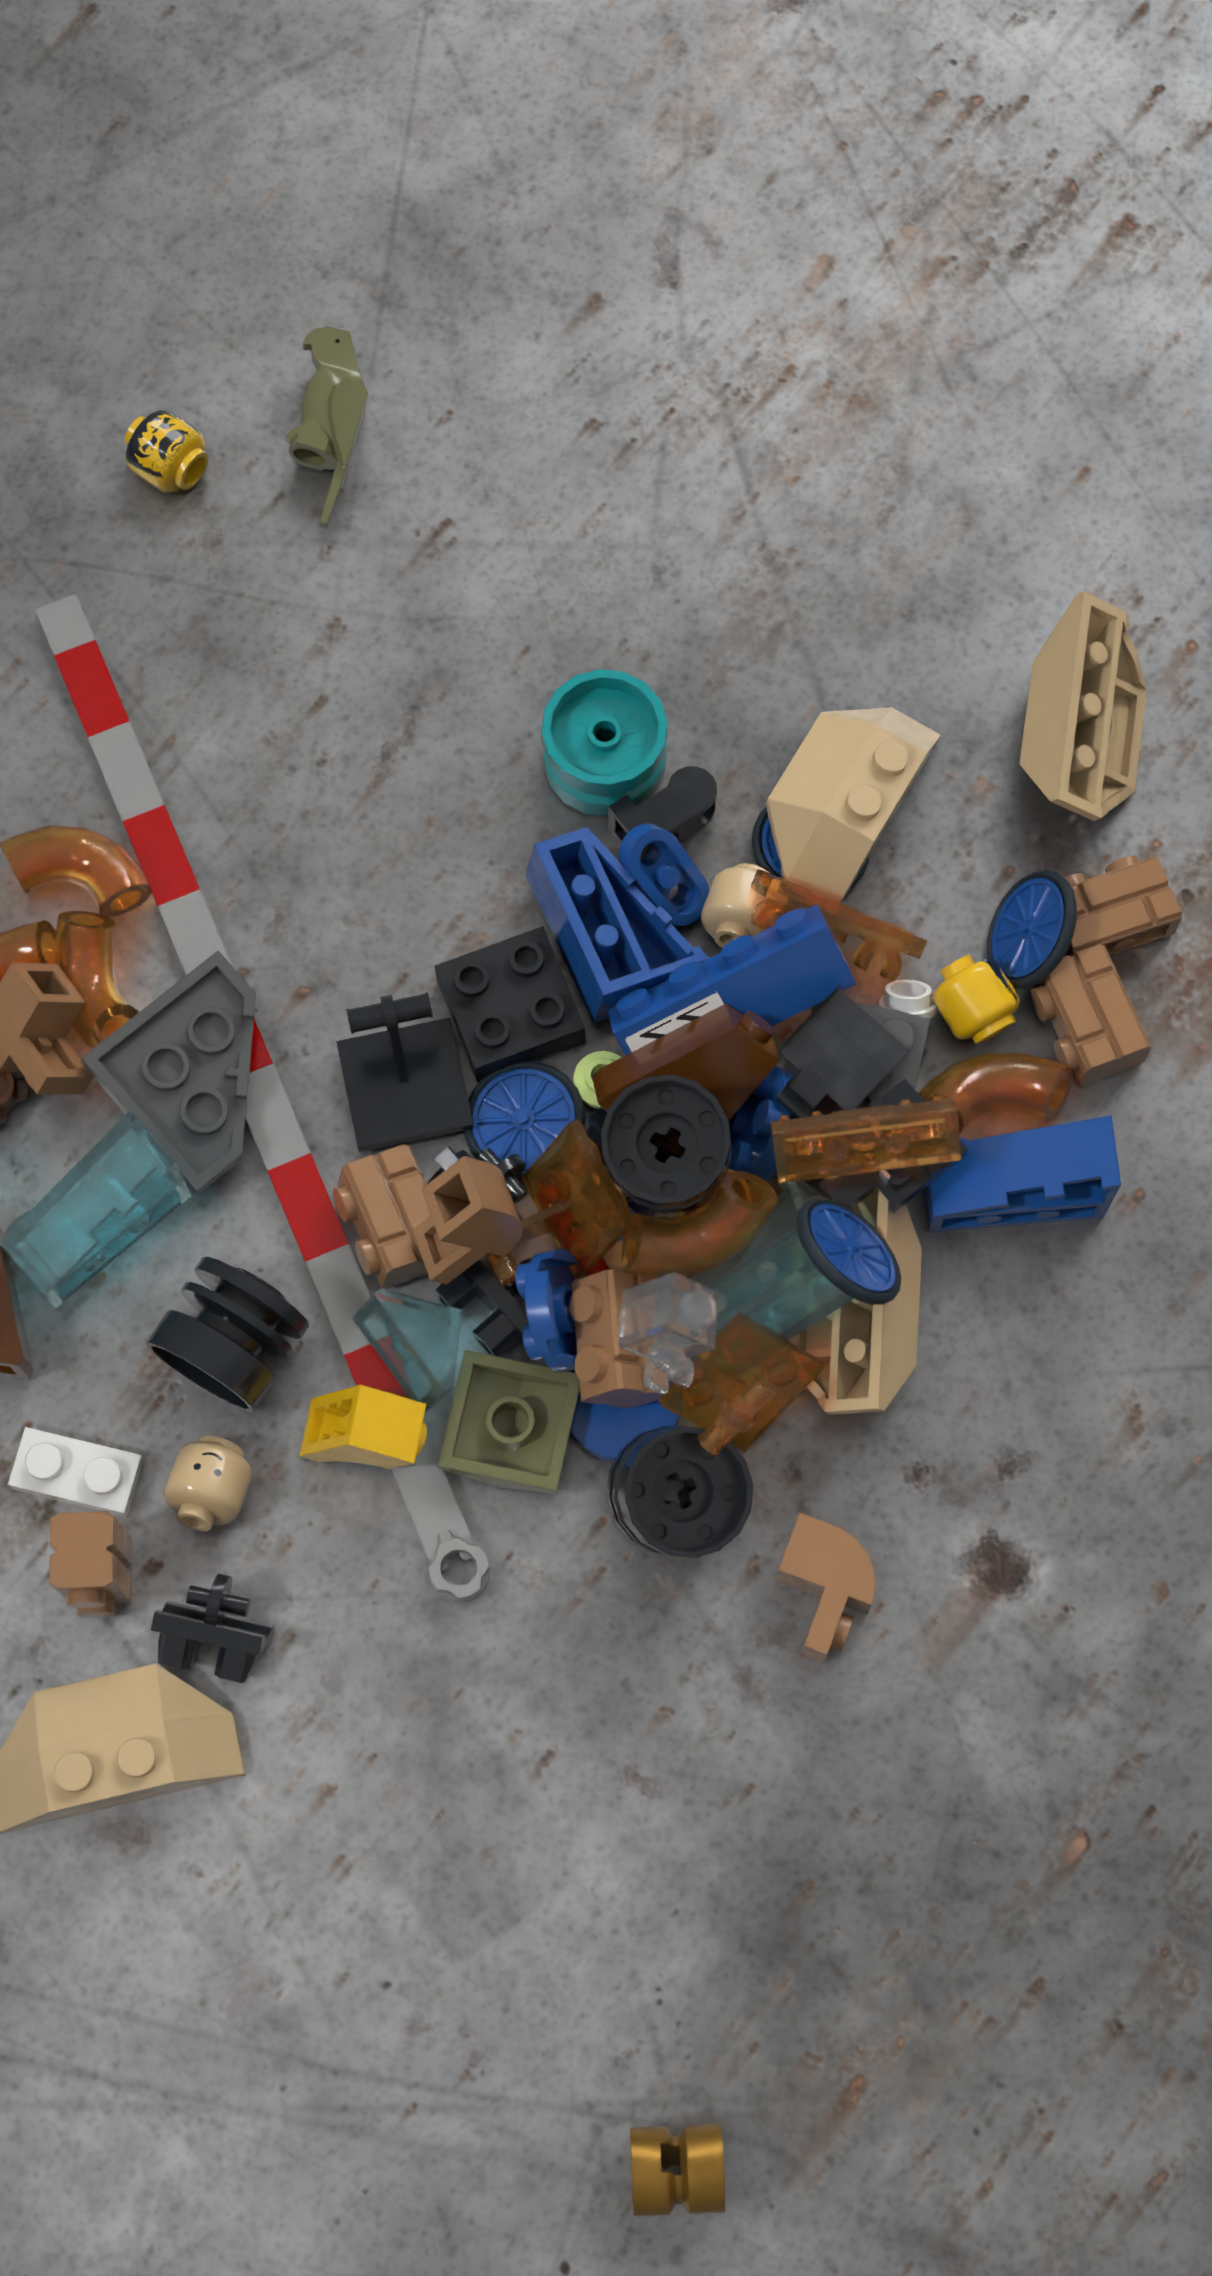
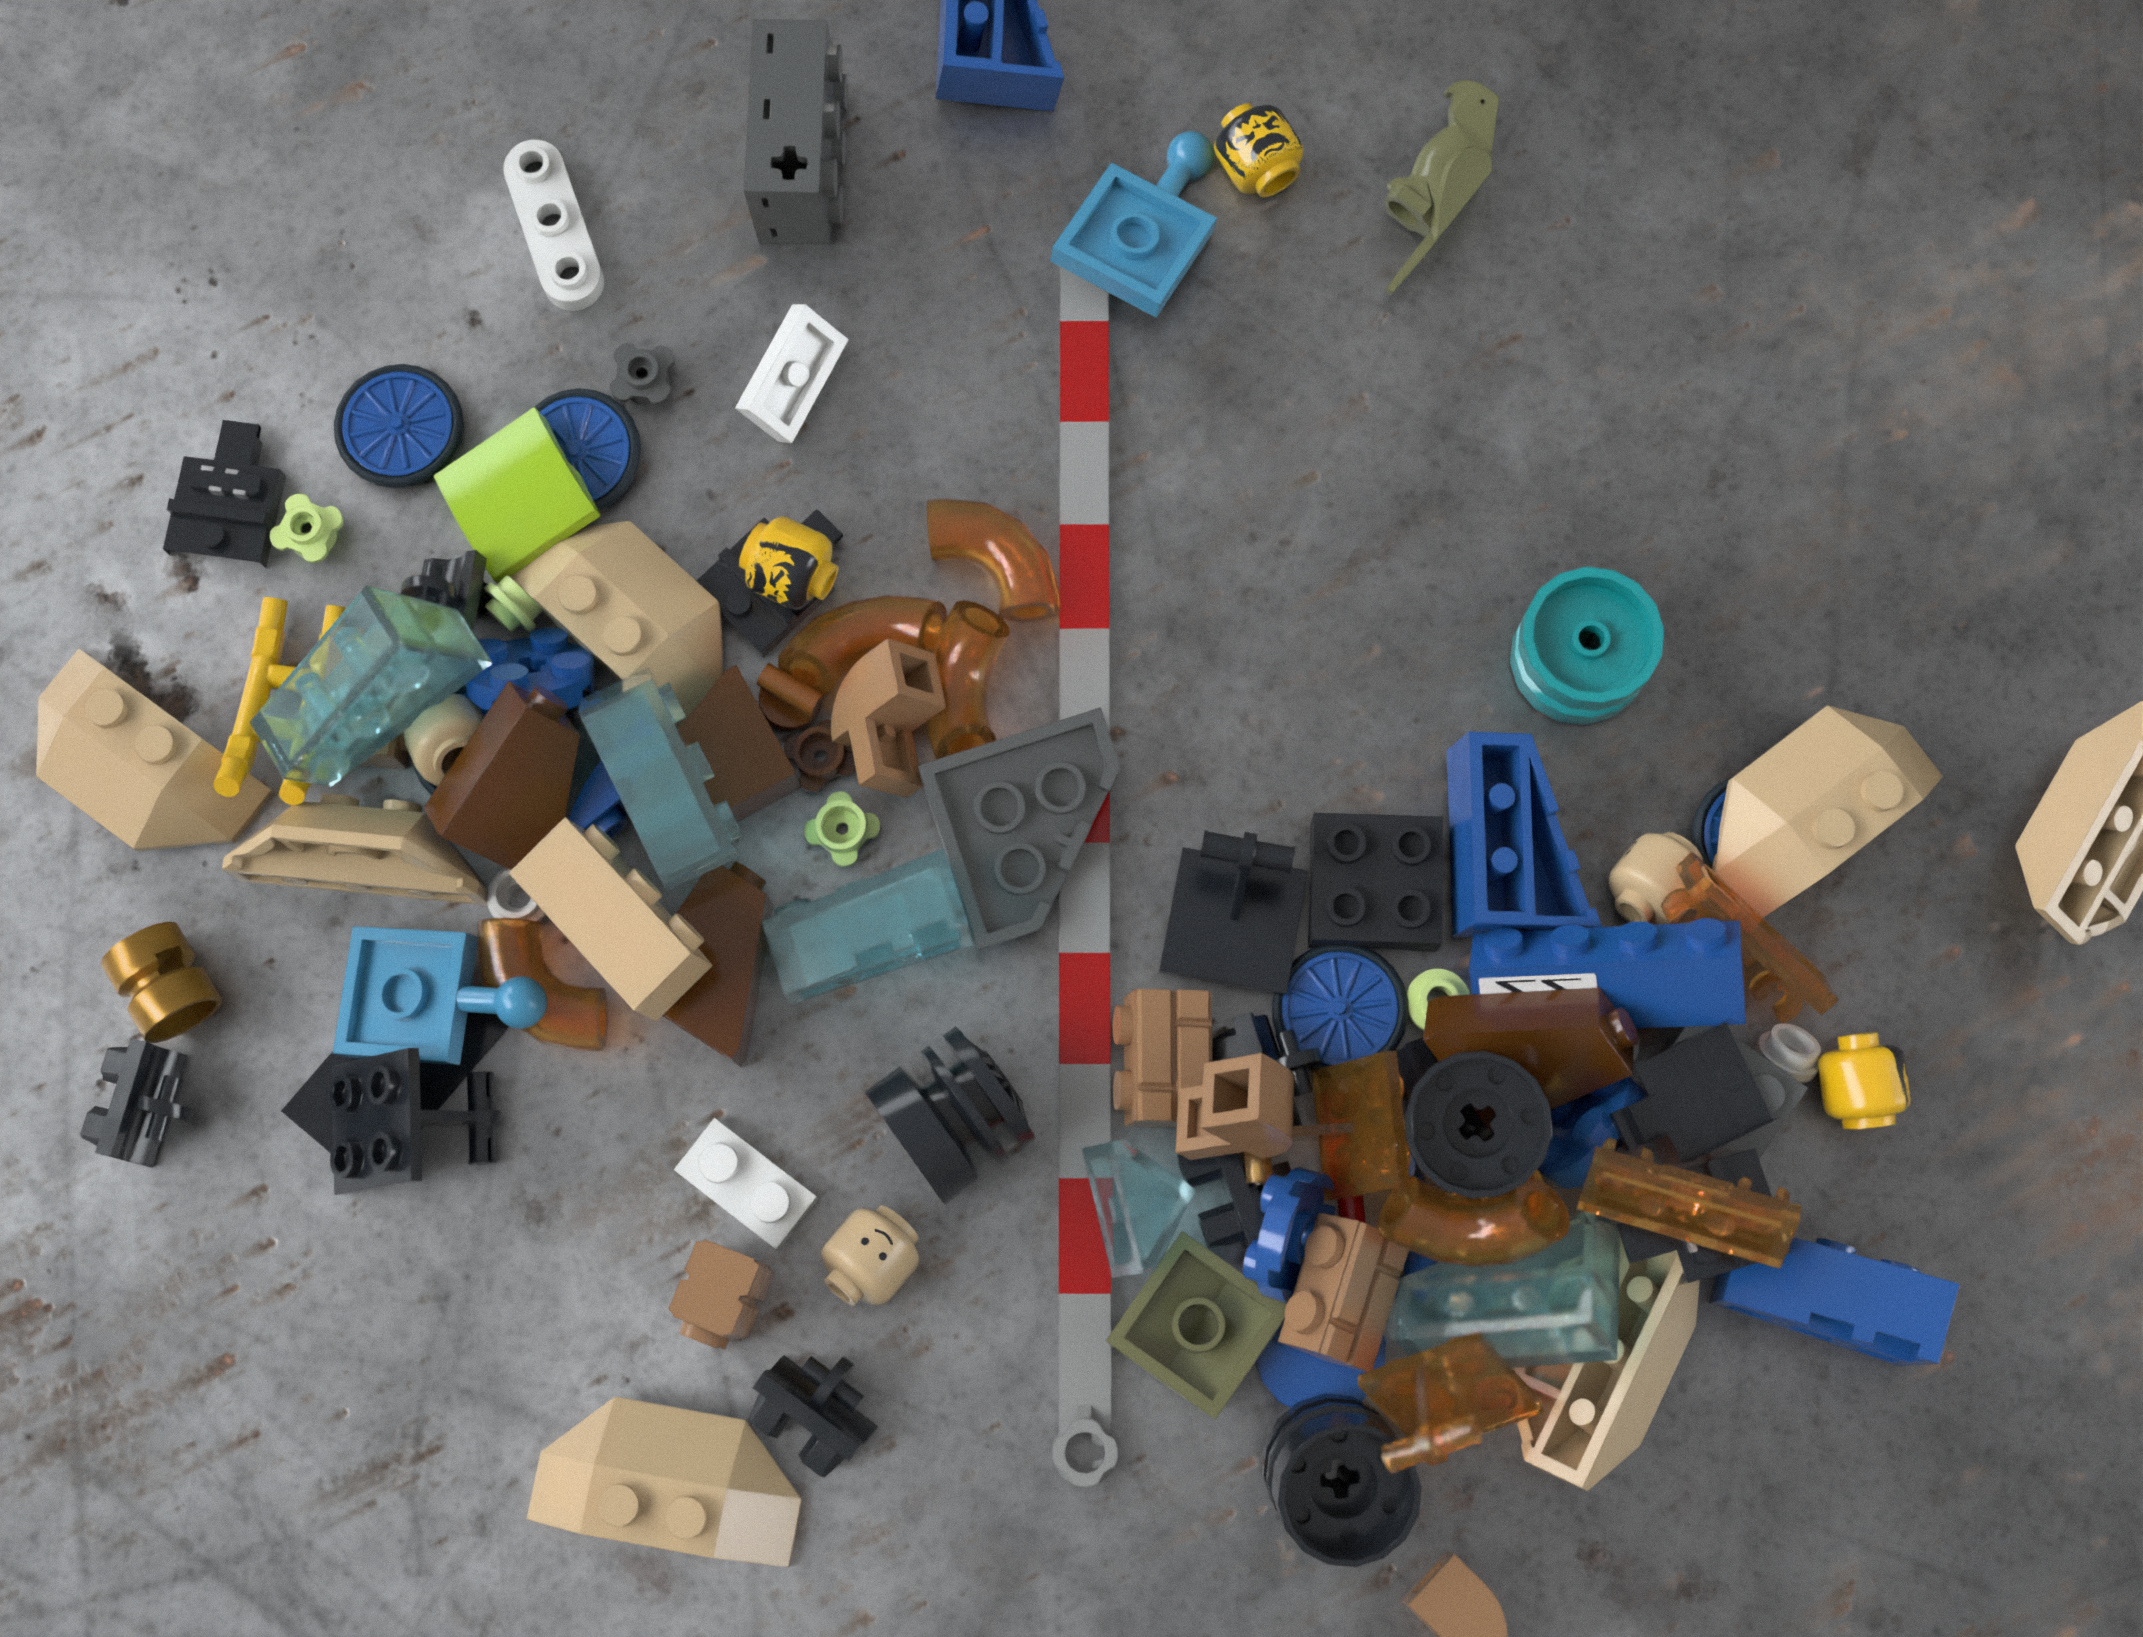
camera: 25 degrees right, 5 degrees up
(28, 1130) = (839, 811): none -> yellowish green plate
(93, 558) = (1139, 234): none -> dark azure plate
(364, 1428) = (1047, 1271): yellow arch -> none
(662, 870) = (1591, 807): blue plate -> none
(667, 1325) = (1399, 1307): clear brick -> none
(679, 808) = (1617, 749): black leg -> none
(848, 1251) = (1620, 1316): blue wheel -> none
(1002, 1084) = (1850, 1181): clear orange cylinder -> none
(1033, 927) = (1957, 1032): blue wheel -> none
(1091, 1016) = (1977, 1148): medium nougat brick -> none
(1123, 906) = (2047, 1044): medium nougat brick -> none

